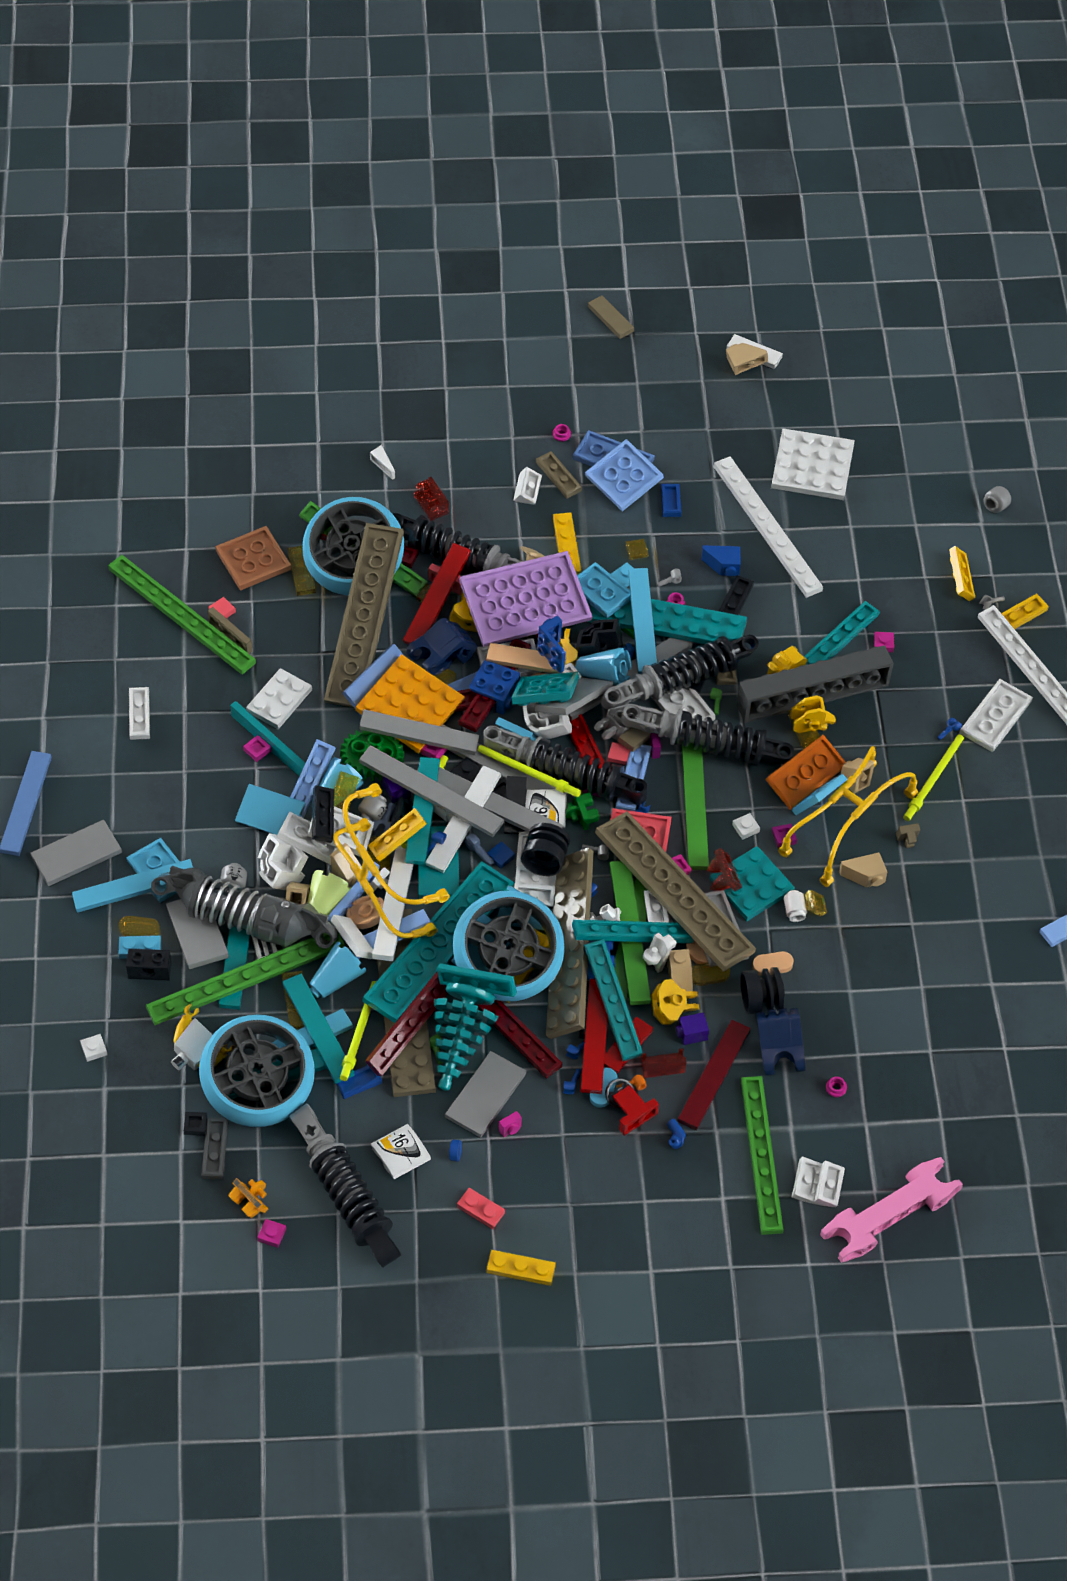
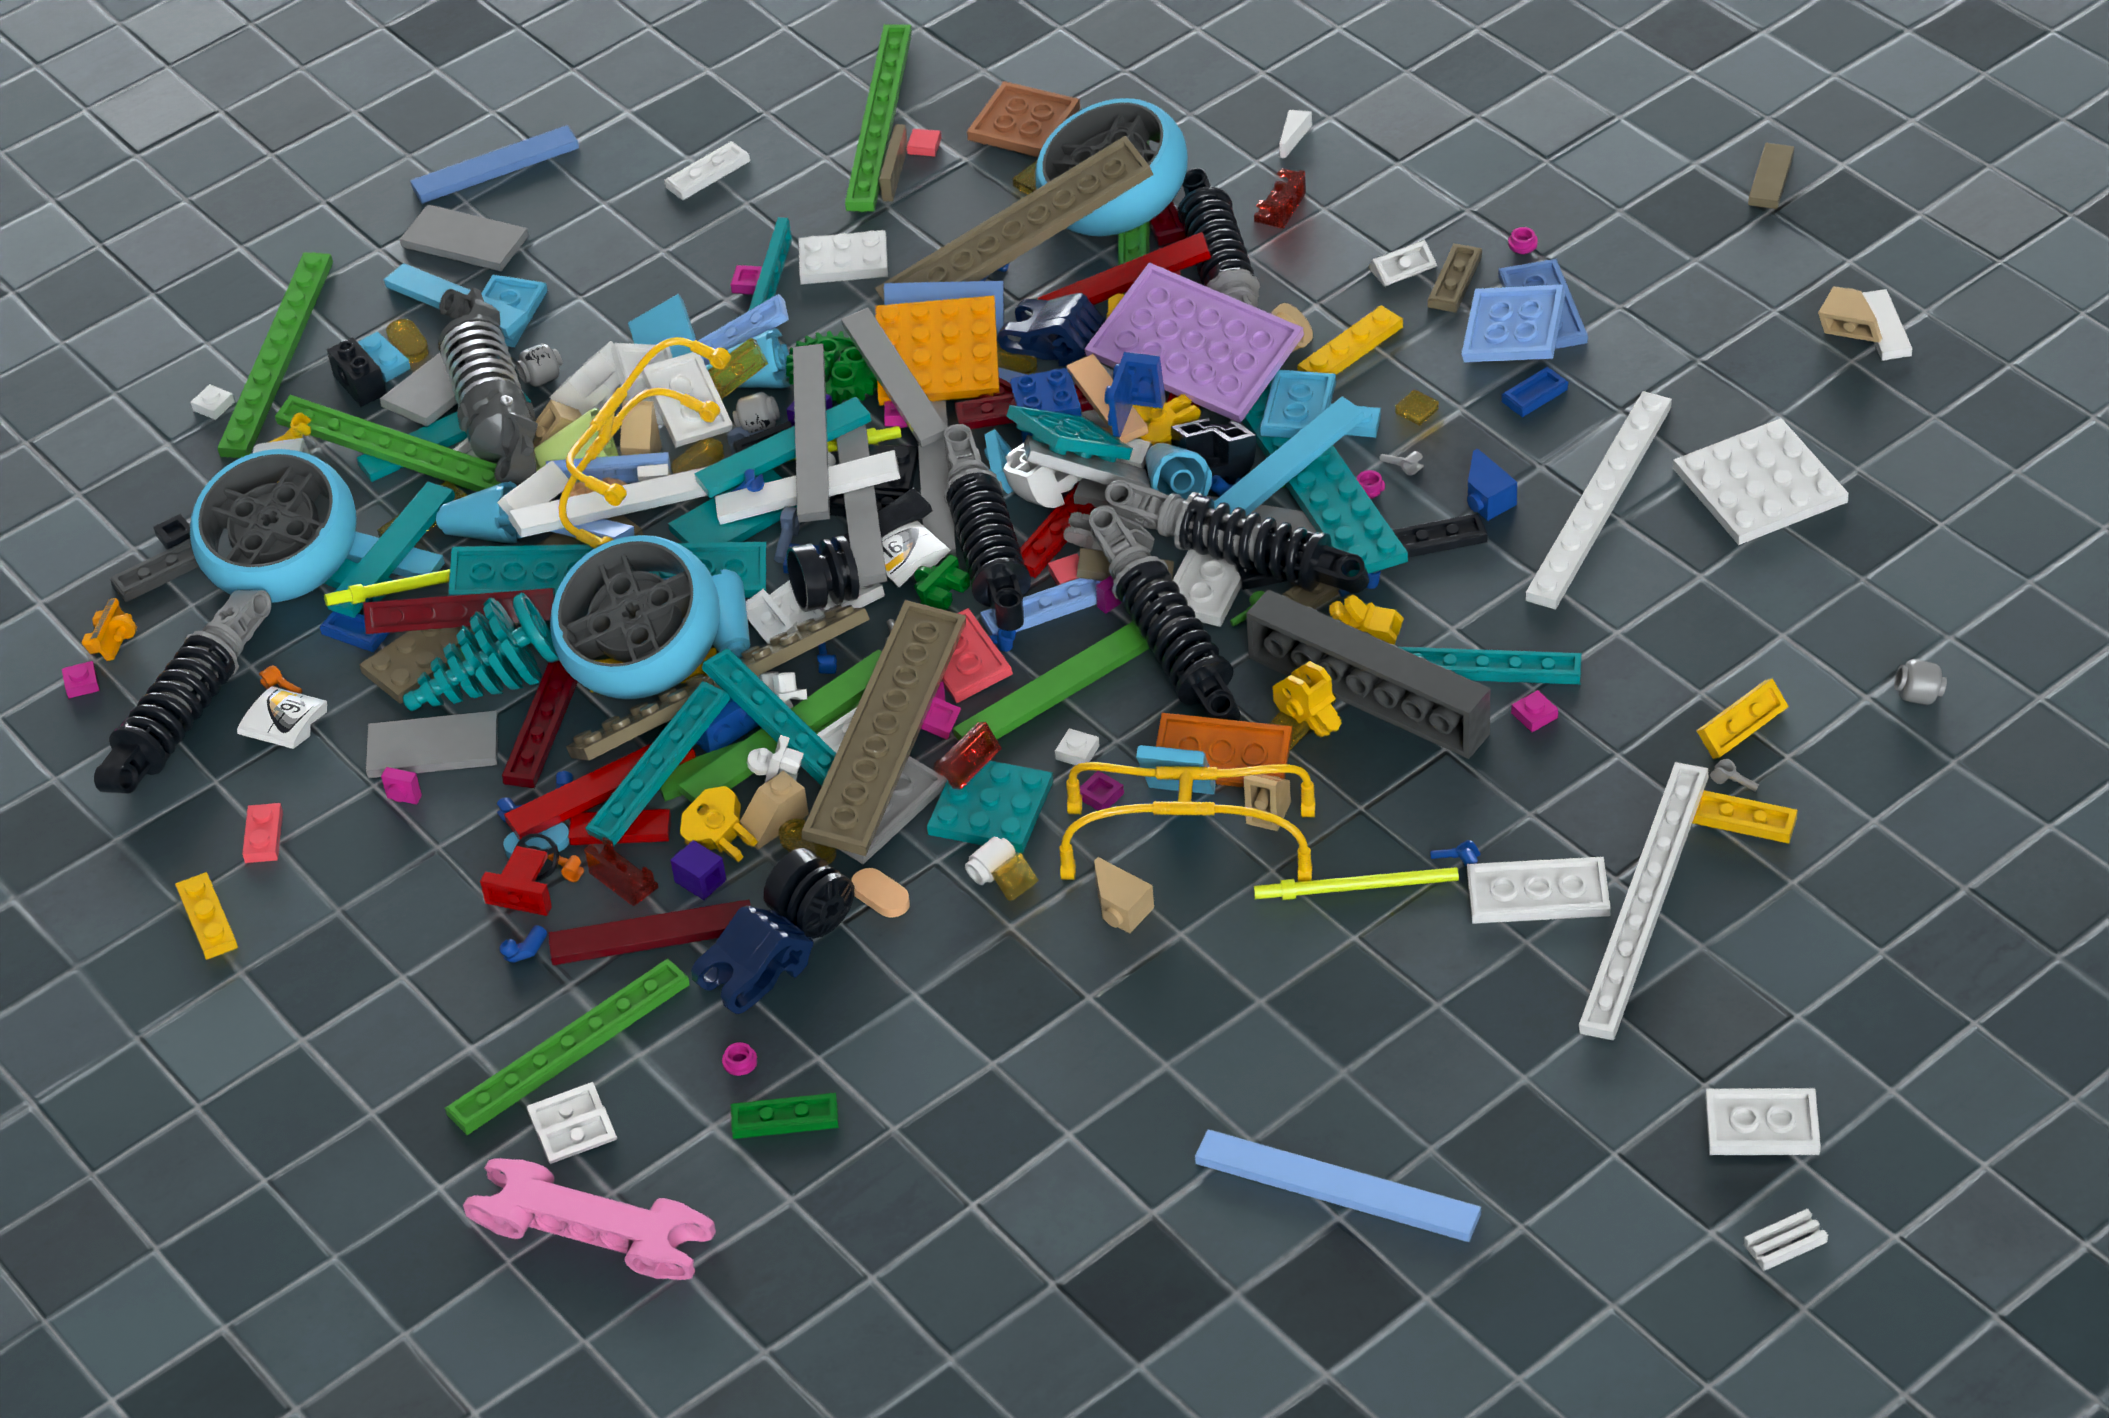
camera: 60 degrees right, 10 degrees down
(83, 995) = (275, 355): none -> bright green plate
(323, 814) = (676, 365): black tile -> none
(362, 1138) = (272, 676): none -> orange hand
(397, 834) = (720, 444): yellow plate -> none
(455, 1150) = (322, 761): blue tile -> none
(487, 981) = (545, 611): teal tile -> none
(561, 785) = (941, 533): neon yellow bar -> none
(887, 1090) = (784, 1115): none -> green tile
(908, 834) = (1225, 906): dark tan tile -> none

